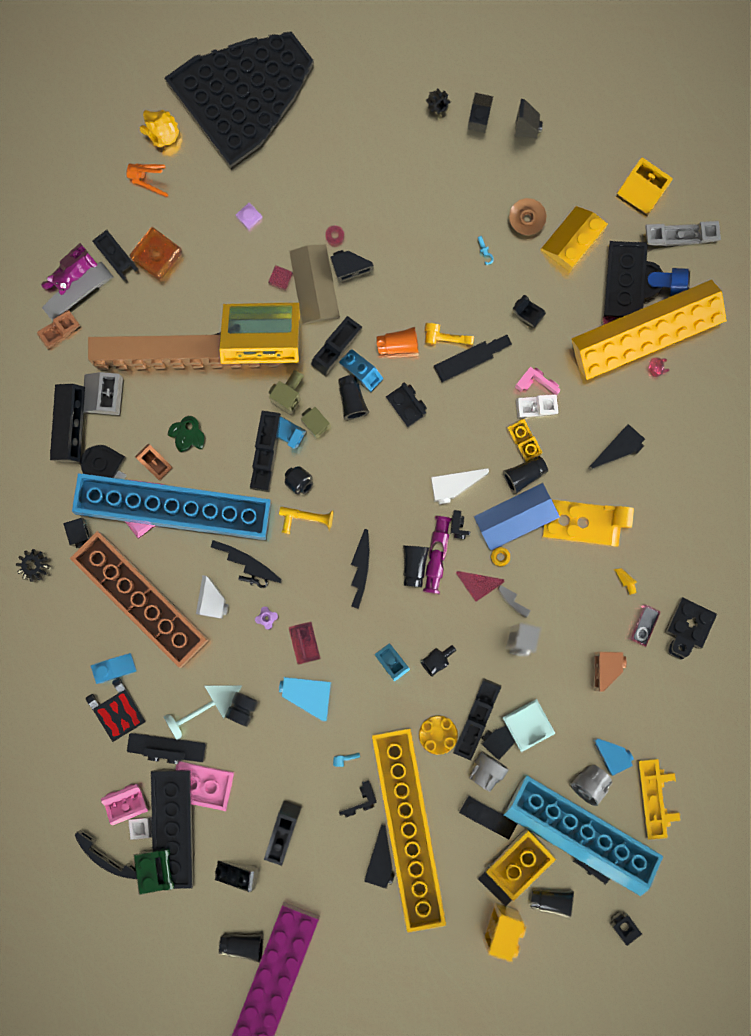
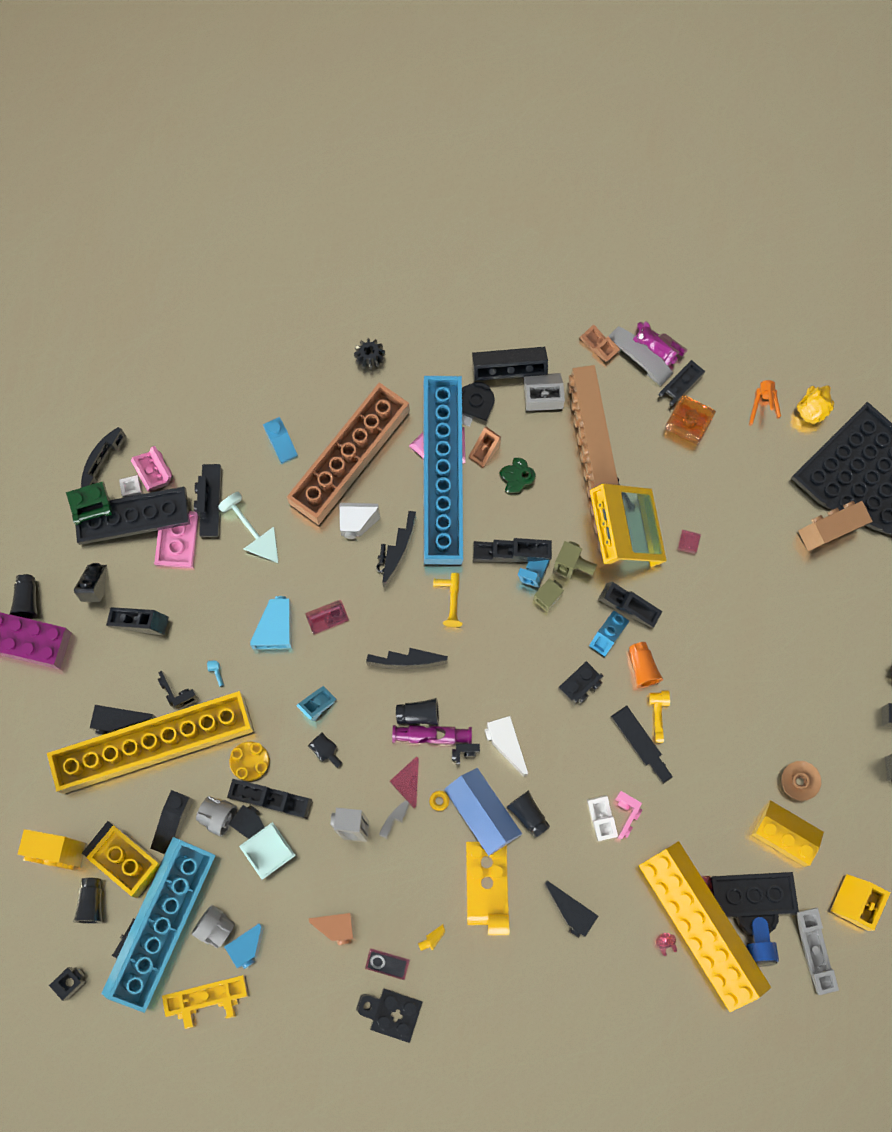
camera: 80 degrees right, 10 degrees down
(77, 532) = (407, 387): black brick -> none
(118, 713) = (238, 451): flag -> none
(241, 710) = (258, 565): black wheel -> none
(248, 216) = (745, 502): lavender plate -> none
(271, 617) = (348, 581): lavender plate -> none
(288, 134) = (835, 524): none -> medium nougat wedge
(298, 480) = (487, 586): black head -> none
(314, 283) = (689, 575): dark tan slope -> none
(334, 229) = (743, 582): clear pink plate -> none
(349, 265) = (714, 605): black slope -> none
(352, 398) = (578, 627): black plant -> none
(484, 249) = (757, 741): medium azure hand -> none
(524, 440) = (564, 809): yellow slope -> none
(528, 311) = (700, 794): black bracket -> none

